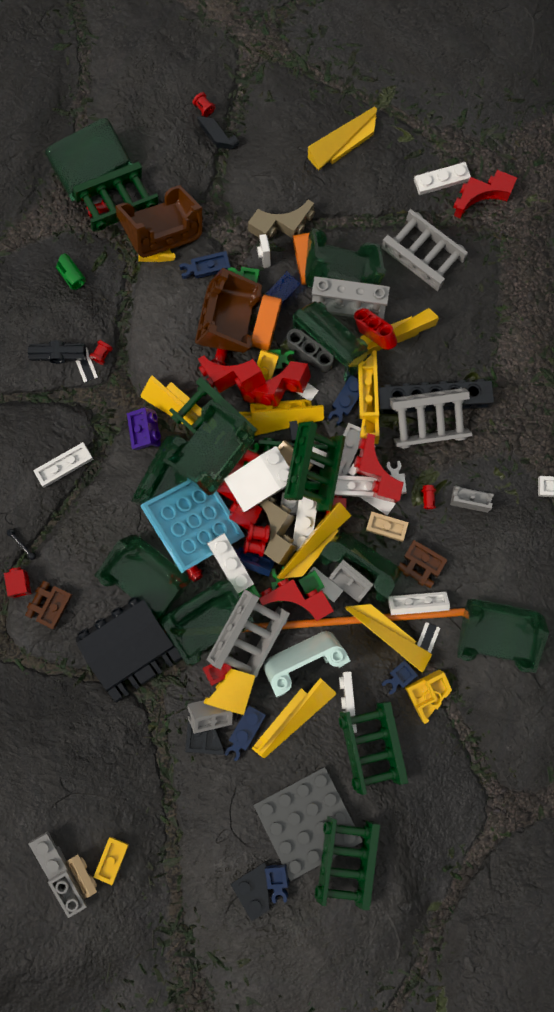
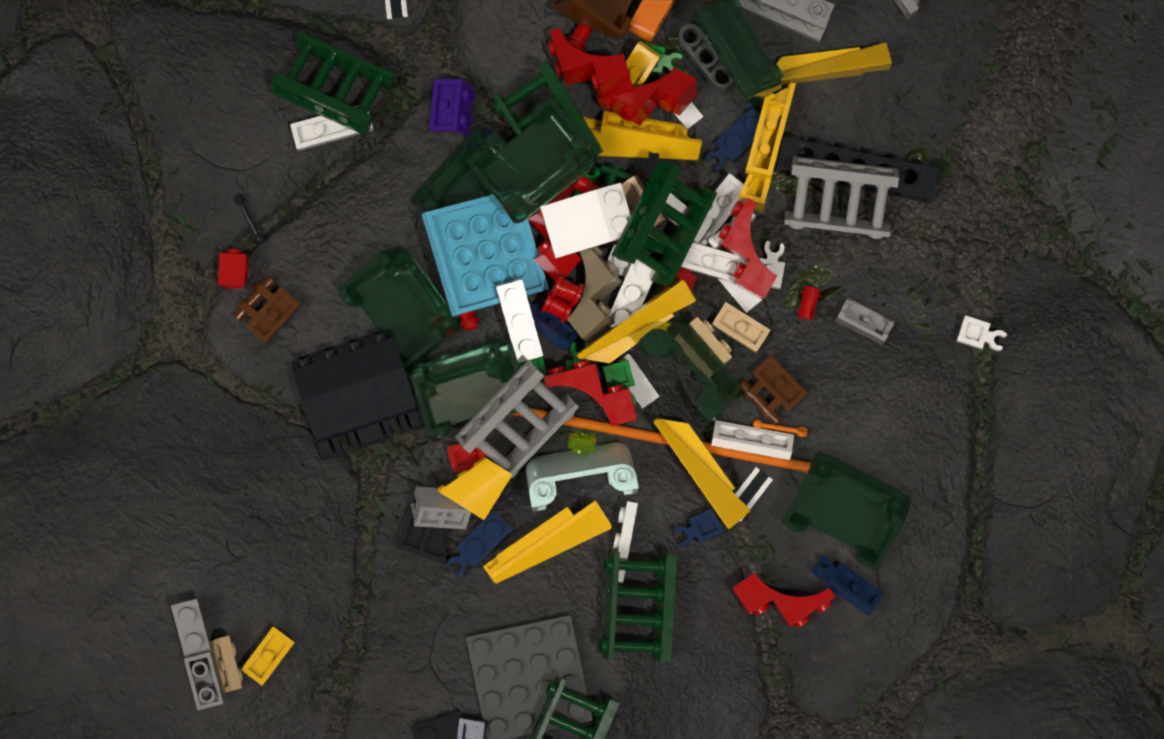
camera: 15 degrees right, 5 degrees up
(53, 450) = (321, 104): none -> dark green fence
(167, 398) = (497, 76): yellow wedge -> none
(299, 639) = (582, 443): none -> clear neon green plate
(351, 581) = (671, 387): light grey hinge -> none
(375, 328) = (802, 54): red beam -> none
(375, 544) = (704, 332): none -> tan plate
(428, 693) = (731, 559): yellow slope -> none
(450, 588) = (801, 431): none -> orange hinge
(485, 718) = (794, 610): none -> red arch
(518, 689) = (848, 585): none -> dark blue plate

